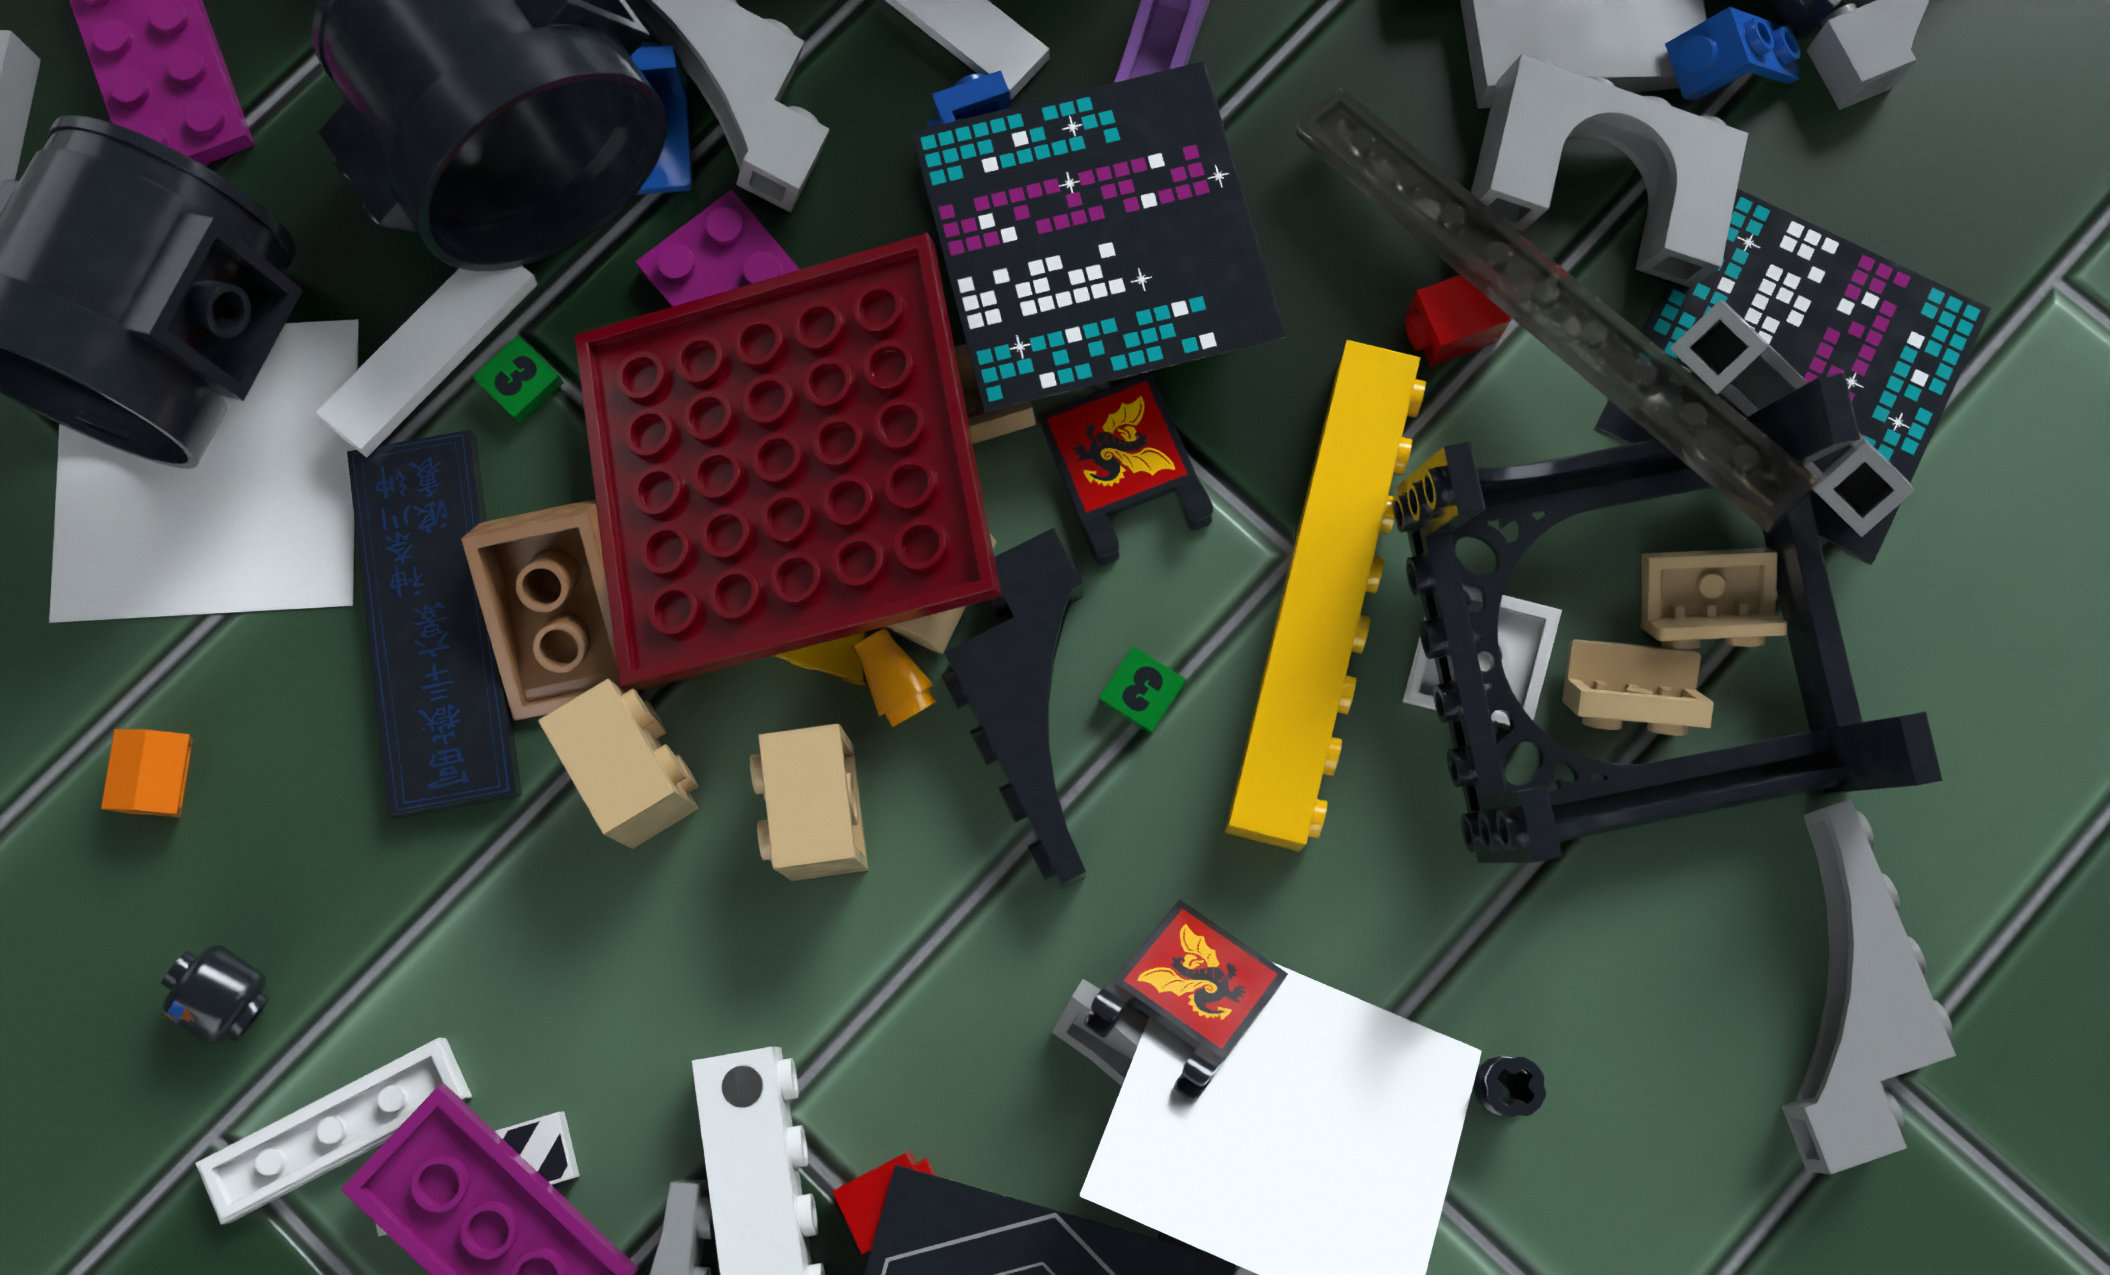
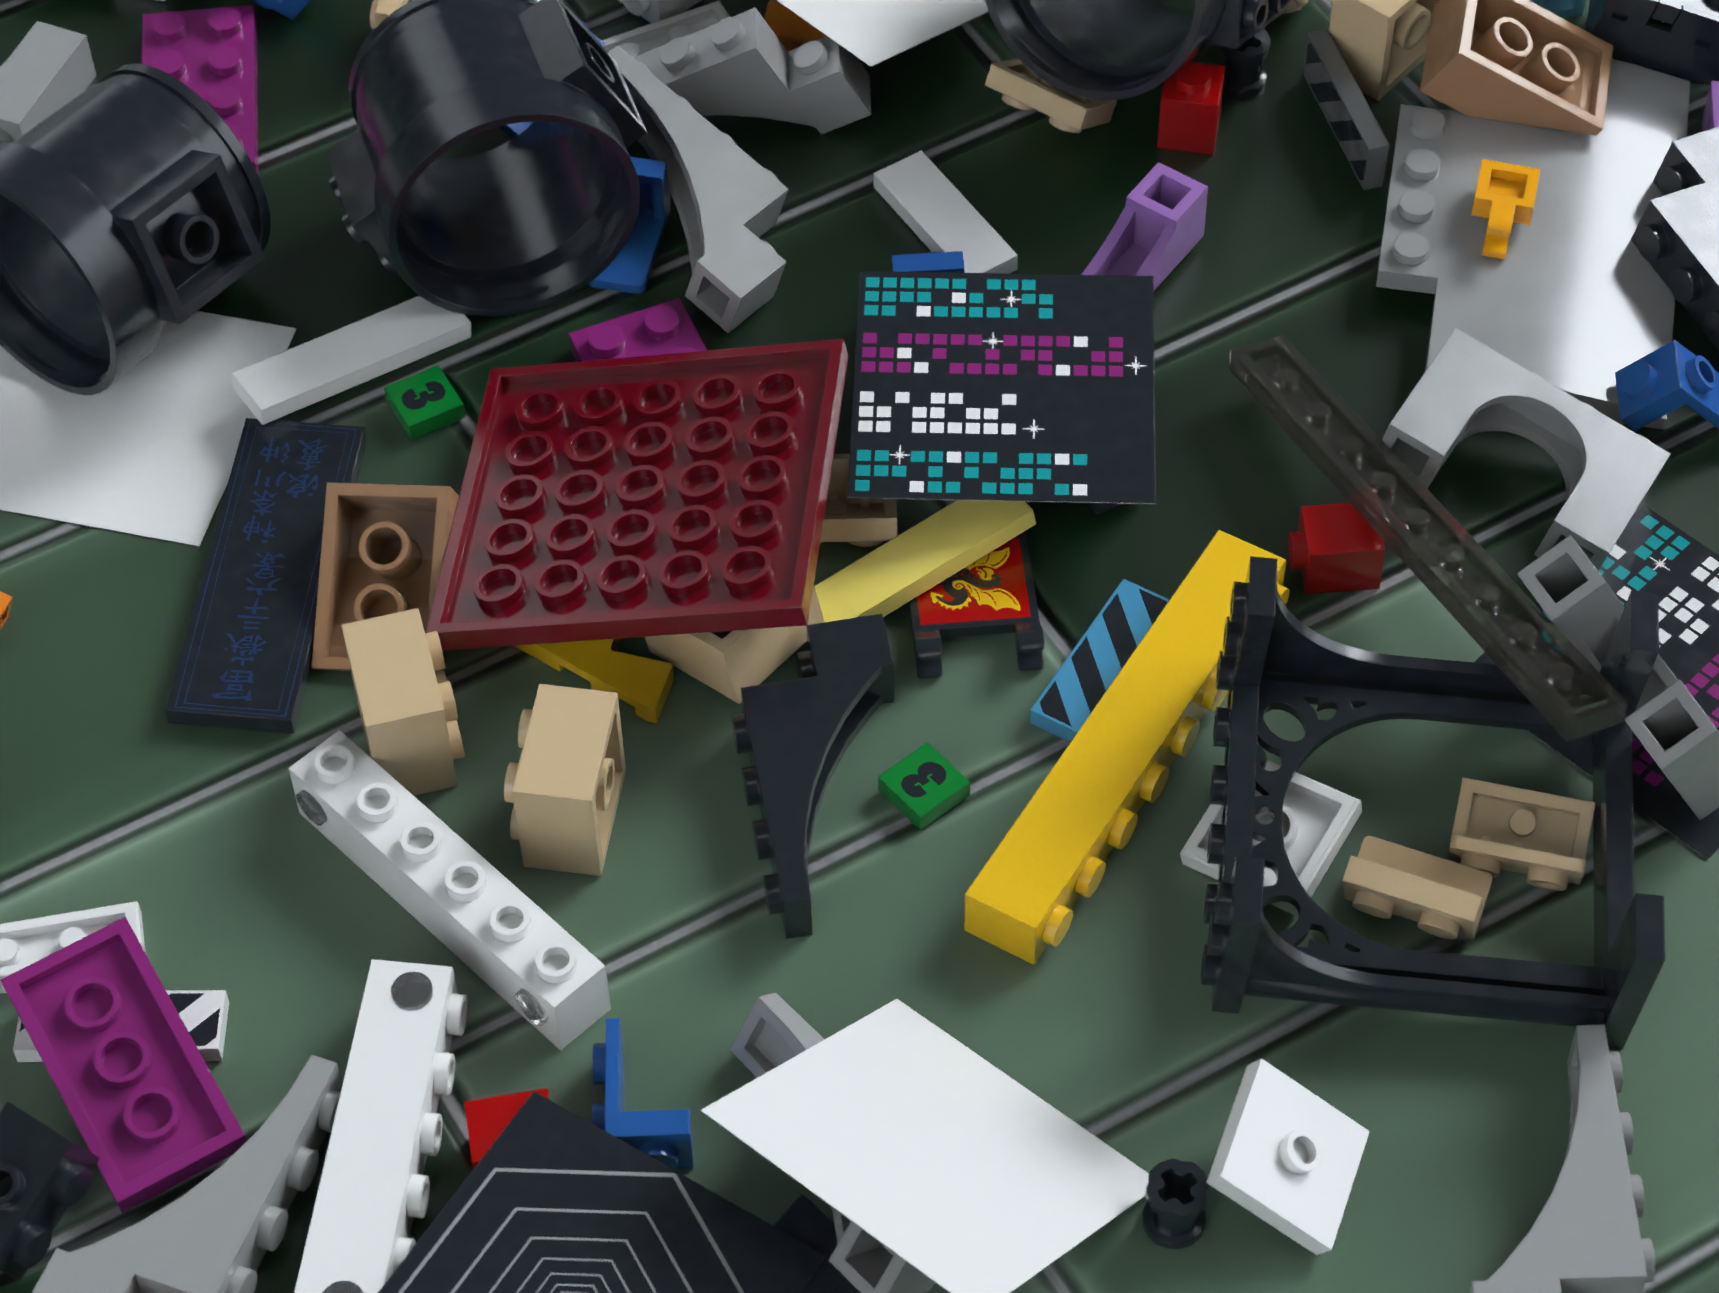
camera: 15 degrees right, 25 degrees down
(732, 945) = (451, 890): none -> white piece
(893, 678) = (685, 714): light orange cone -> none
(1016, 1165) = (658, 1133): none -> blue bracket
(1056, 453) = (921, 557): none -> light yellow tile
(1196, 986) = (884, 1024): flag -> none
(1270, 504) = (1096, 660): none -> tile
(1599, 1013) = (1288, 1157): none -> white plate

